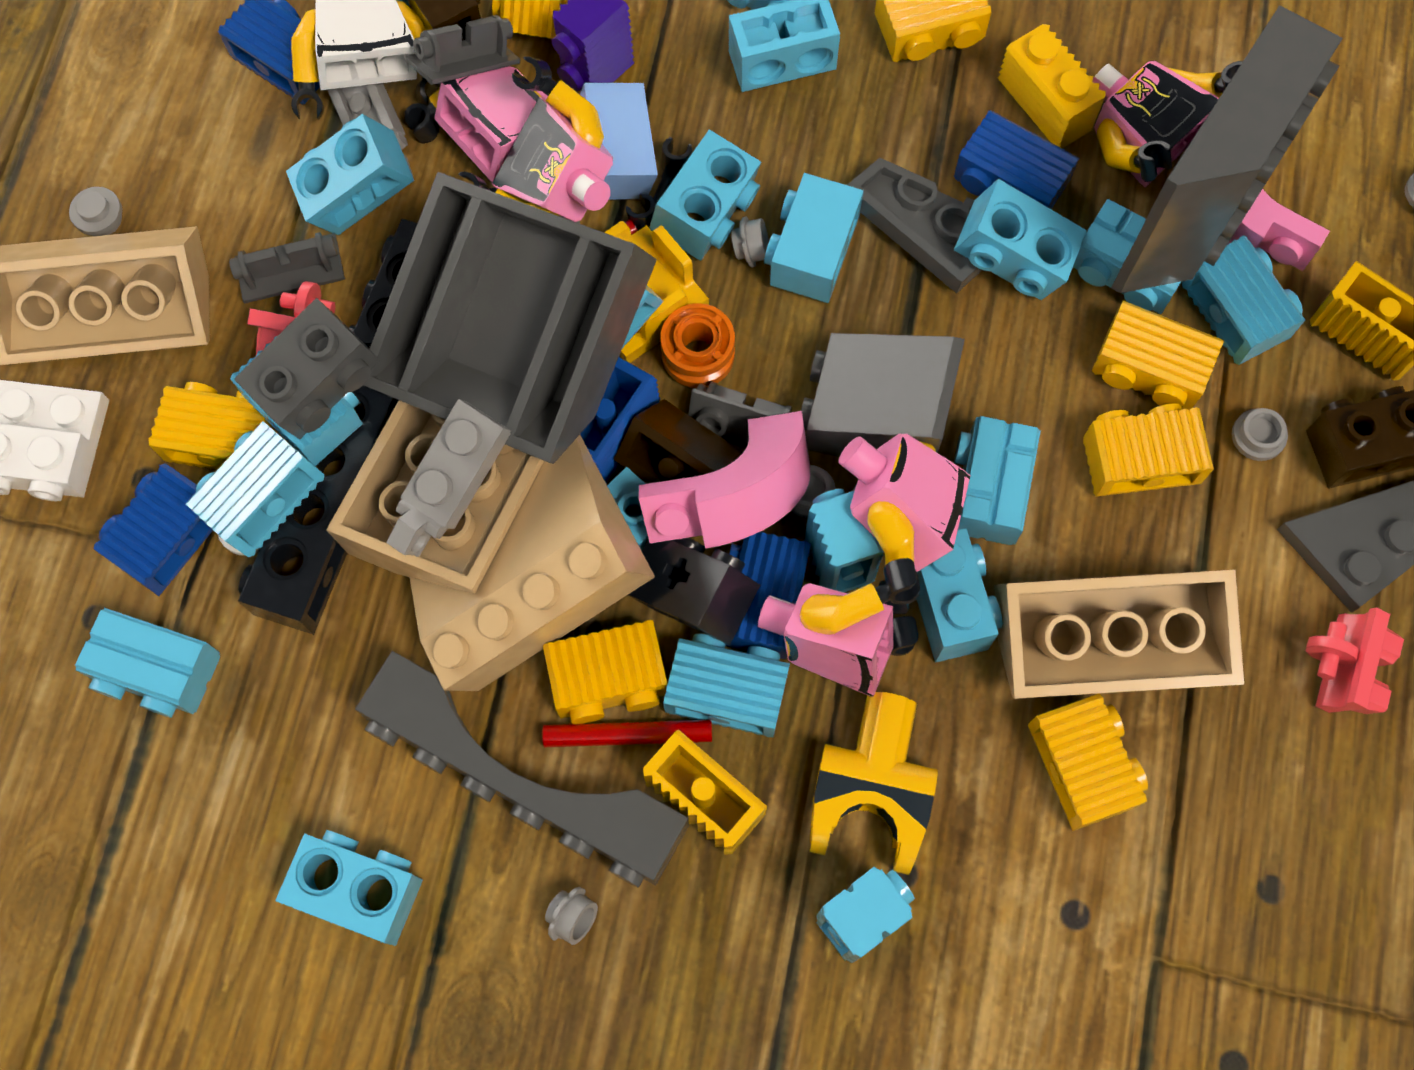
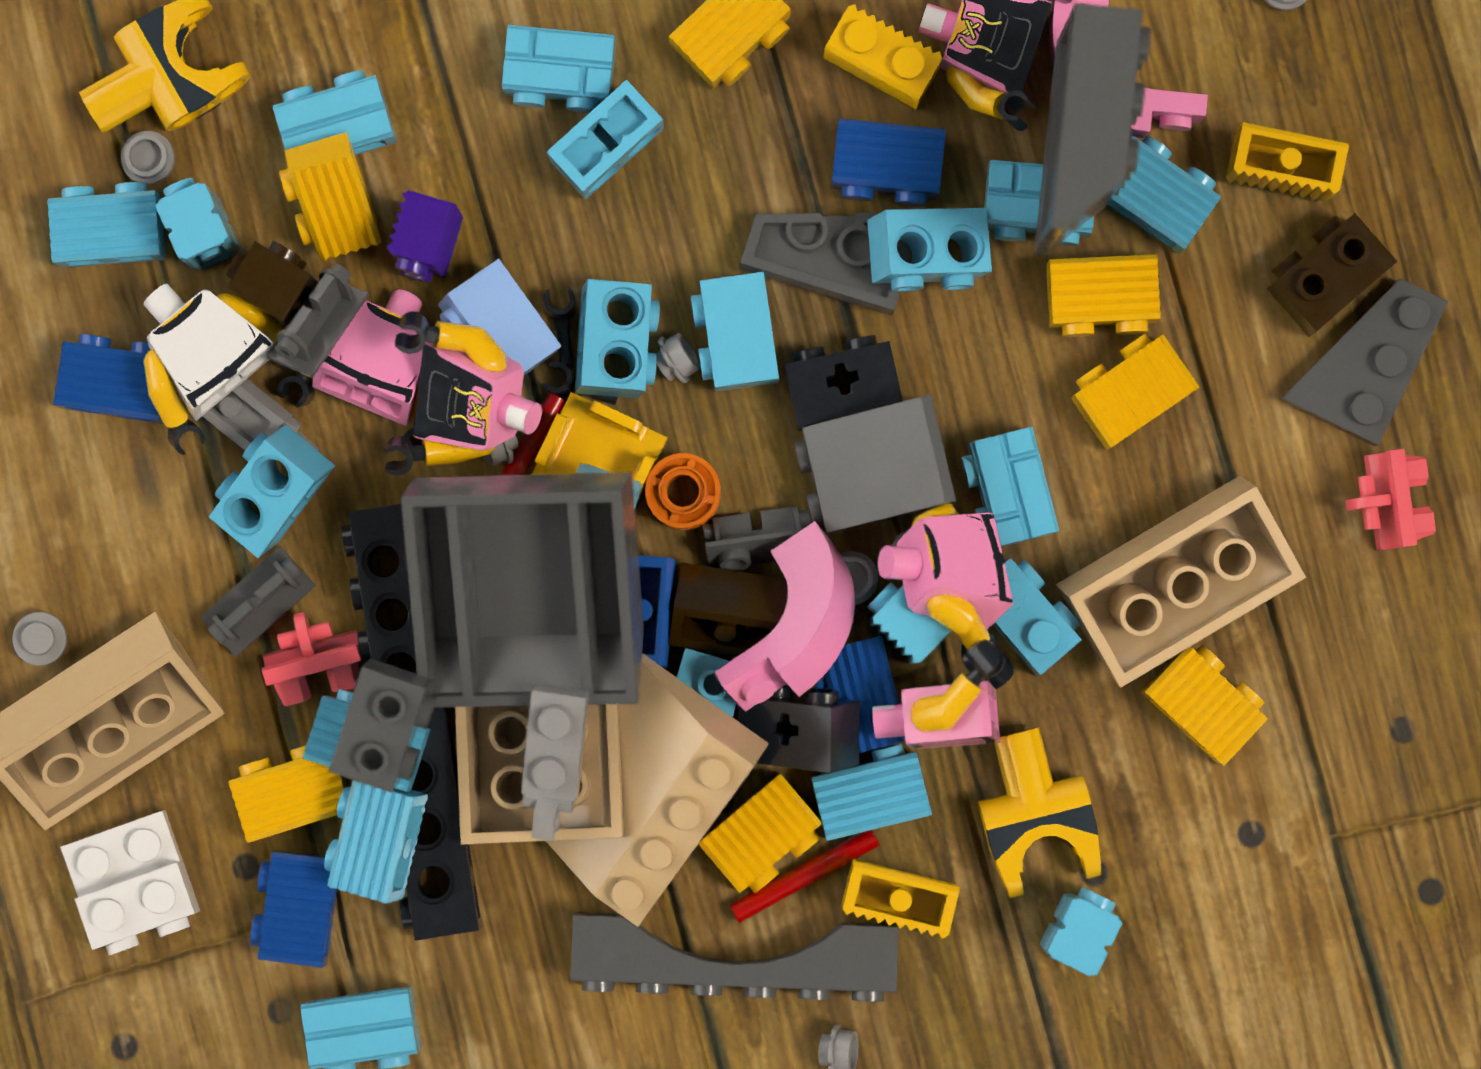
camera: 30 degrees left, 15 degrees up
(866, 301) = (808, 377): none -> black brick
(1260, 434) = (1226, 319): light grey plate -> none

